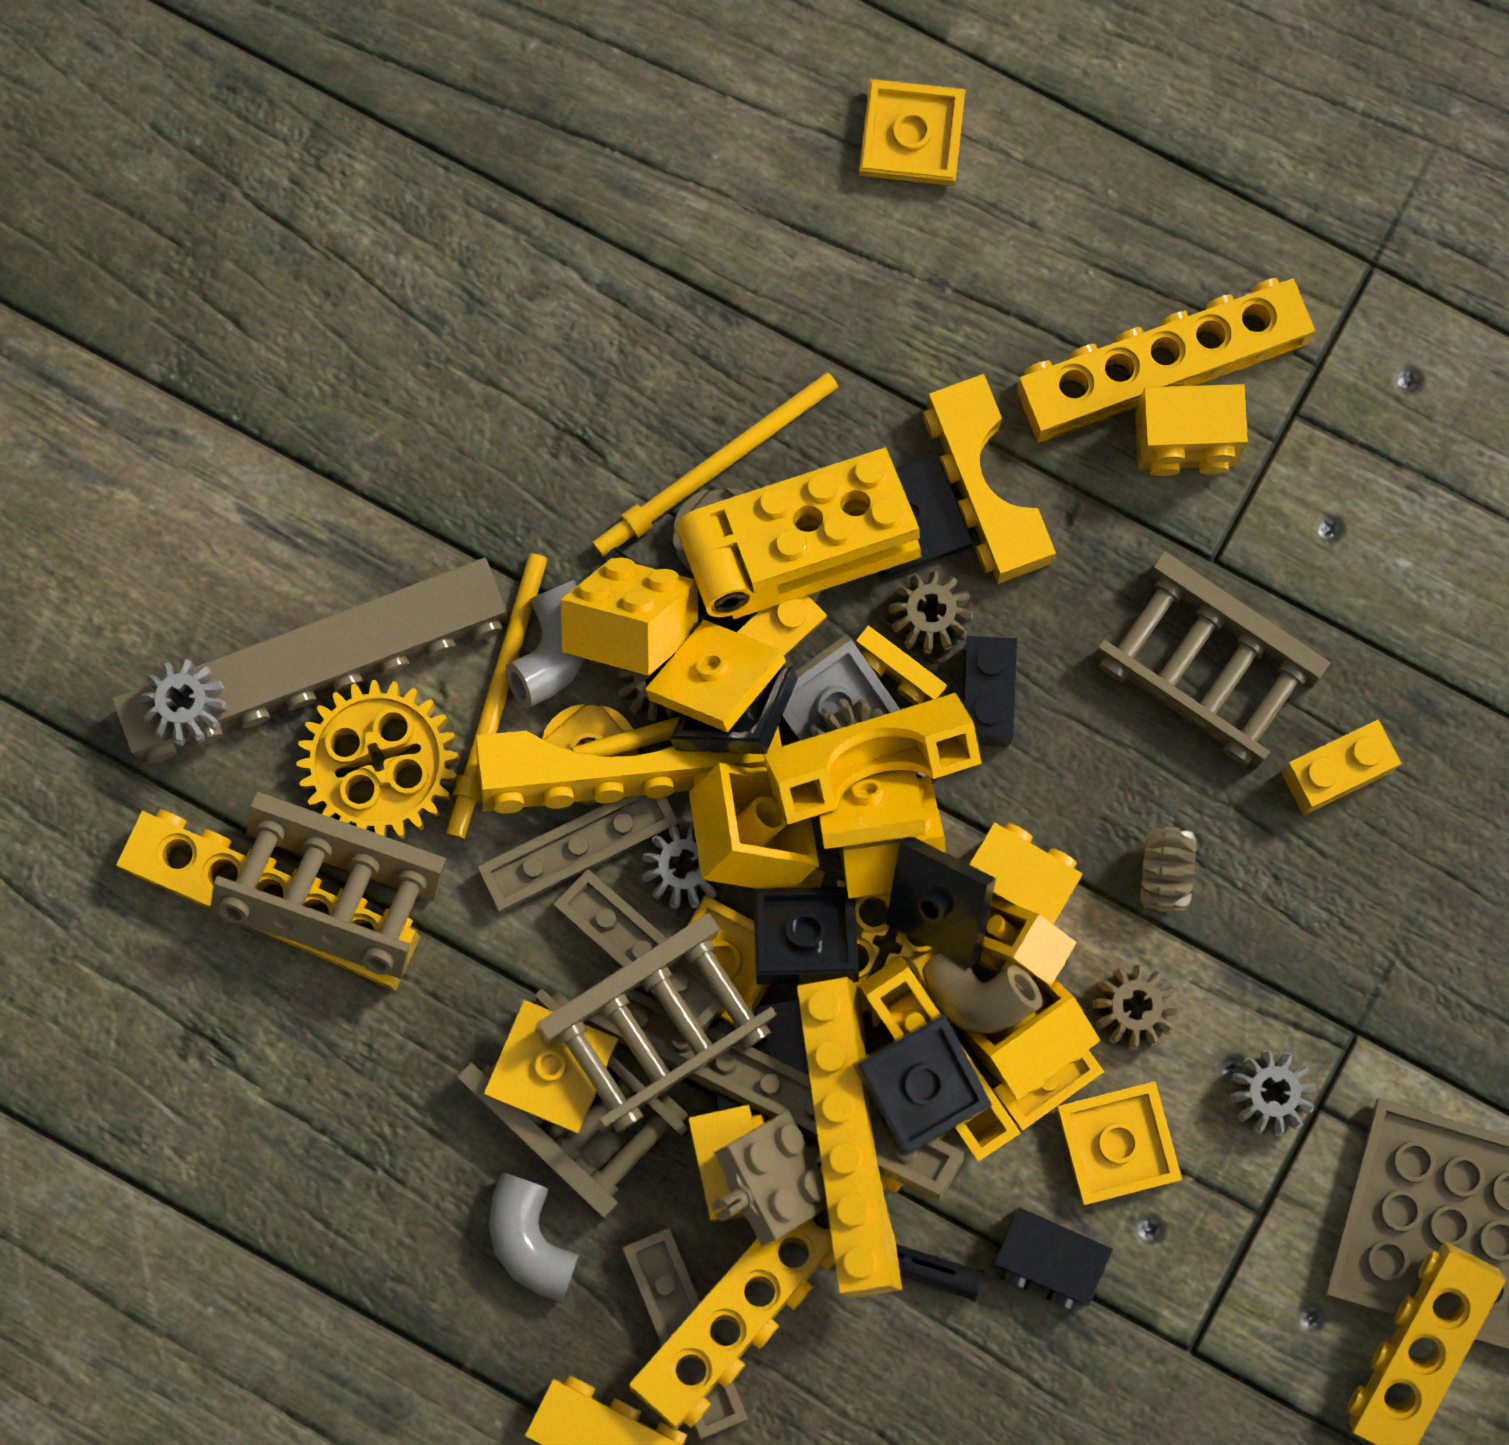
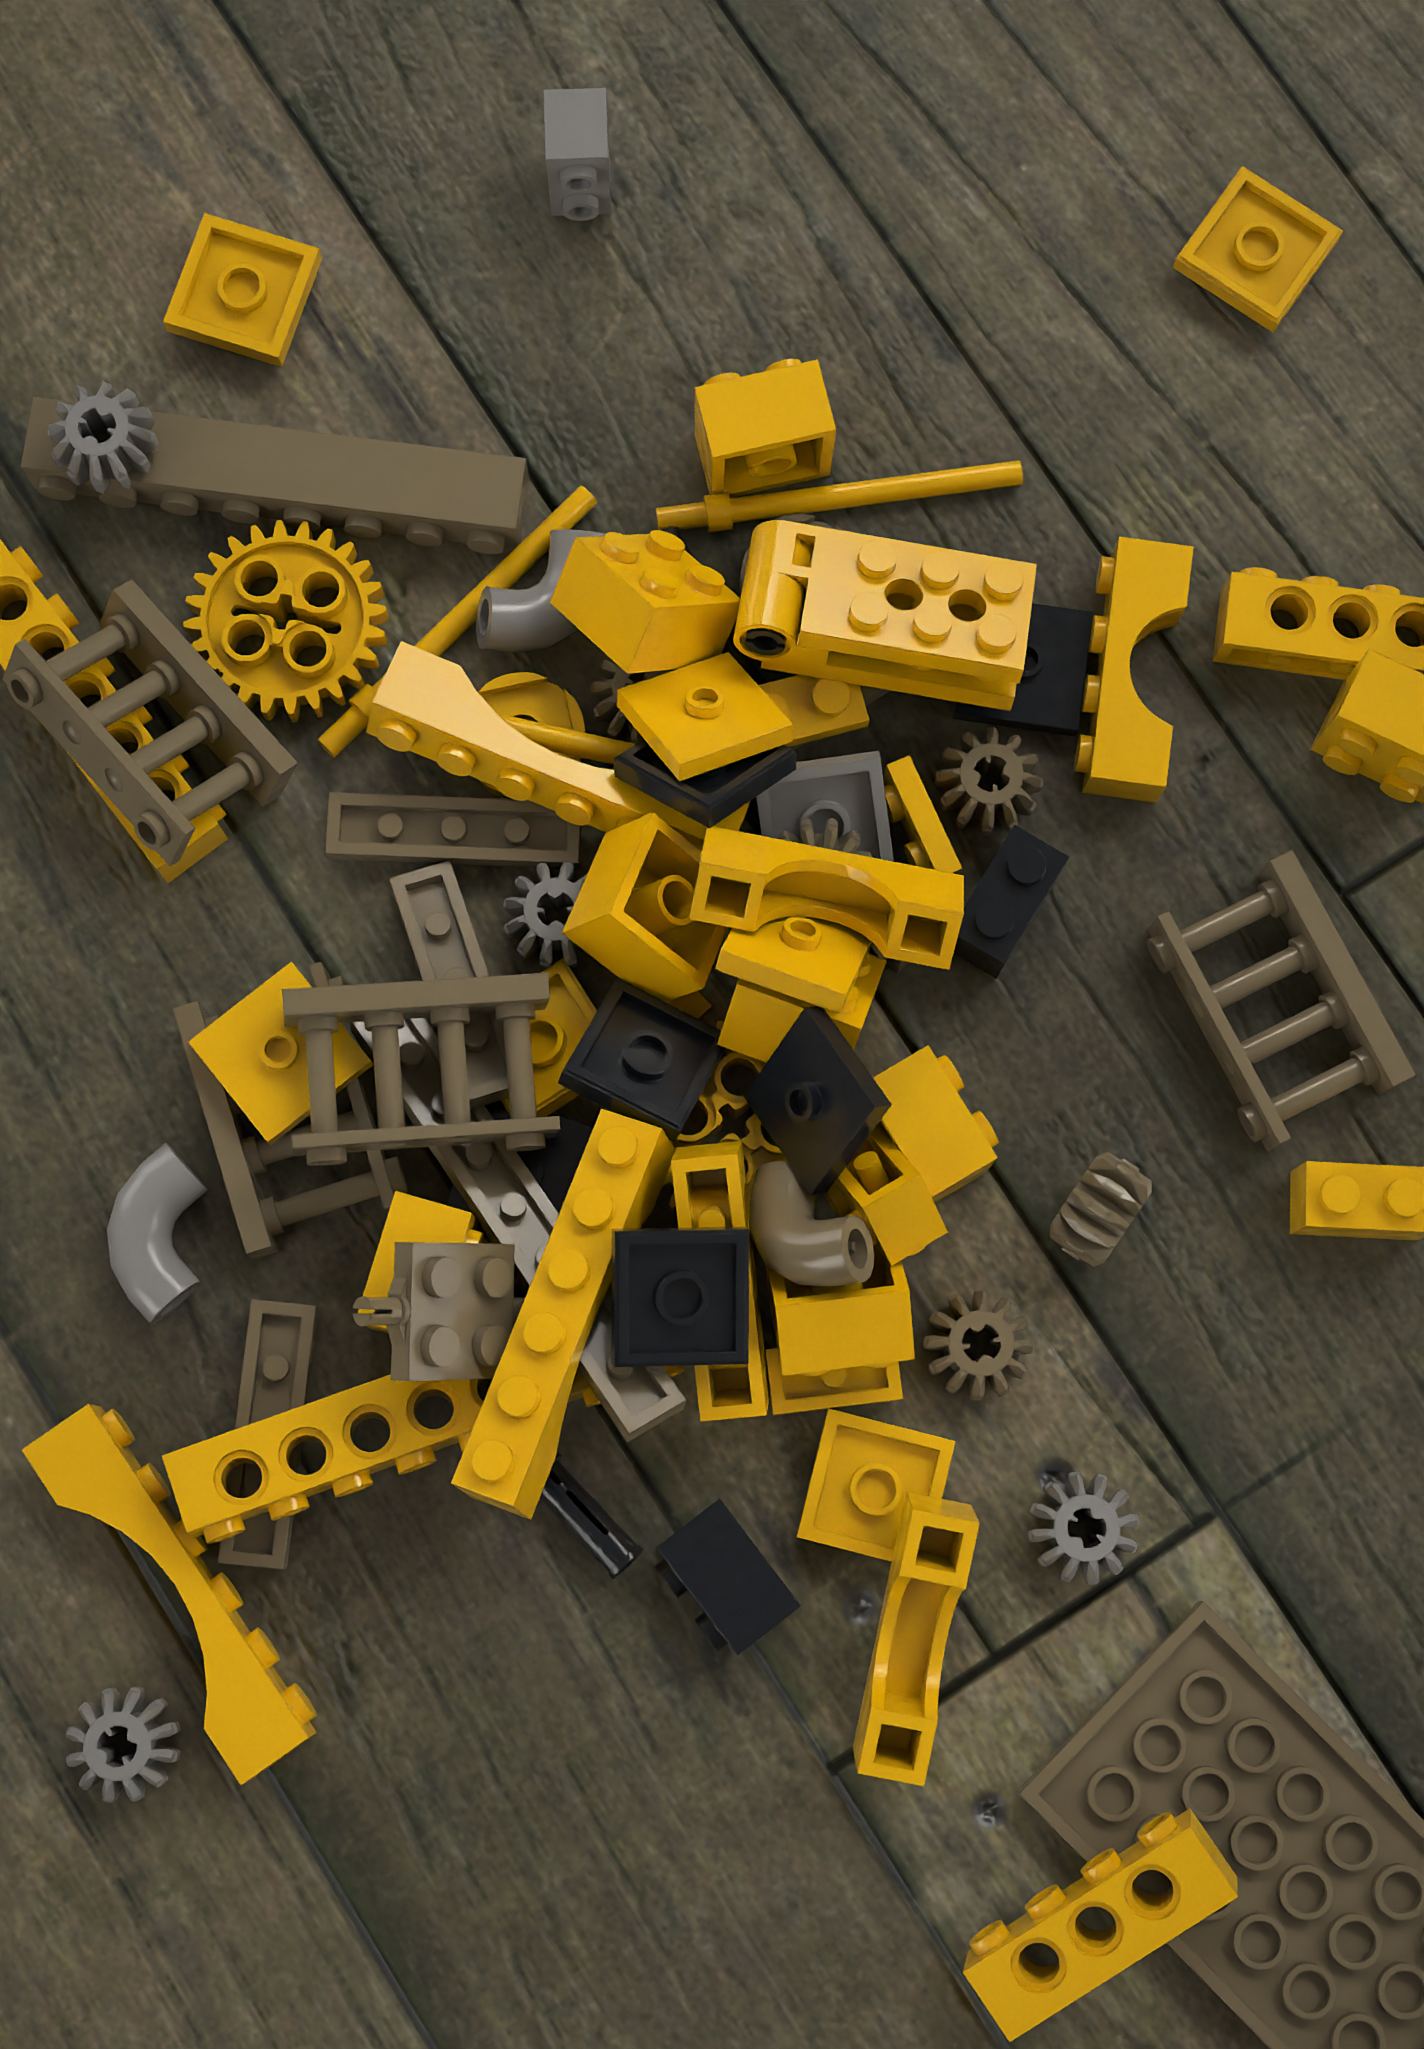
camera: 25 degrees right, 0 degrees up
(211, 539) = (242, 289): none -> yellow plate
(401, 318) = (577, 152): none -> light grey brick
(641, 447) = (764, 428): none -> yellow brick
(1190, 1200) = (908, 1653): none -> yellow arch

